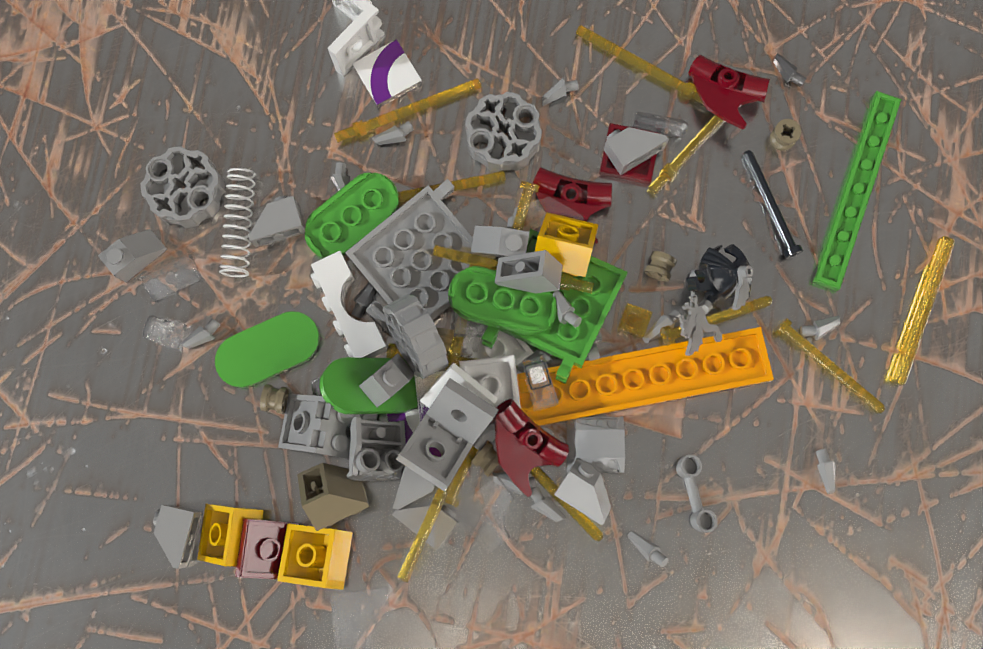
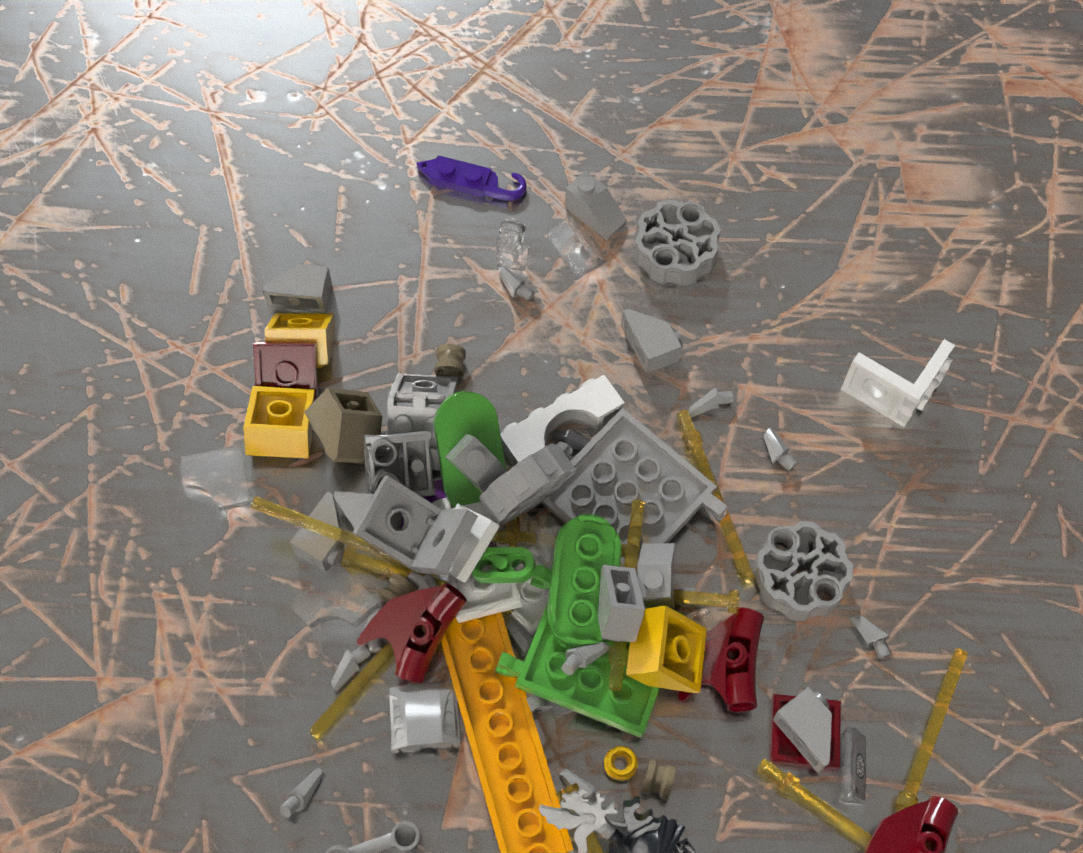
camera: 80 degrees right, 15 degrees down
(79, 367) = (469, 178): none -> dark purple plate
(237, 217) = (589, 299): white piece -> none
(267, 349) = (506, 350): bright green tile -> none
(351, 214) = (672, 412): bright green tile -> none
(361, 128) = (779, 413): clear yellow bar -> none
(387, 73) = (853, 434): tile -> none
(484, 366) = (503, 565): none -> bright green plate
(539, 384) = (489, 637): clear leg -> none
(585, 491) = (365, 707): light grey slope -> none
(634, 320) = (584, 753): clear yellow plate -> none
(643, 286) = (626, 754): none -> yellow plate

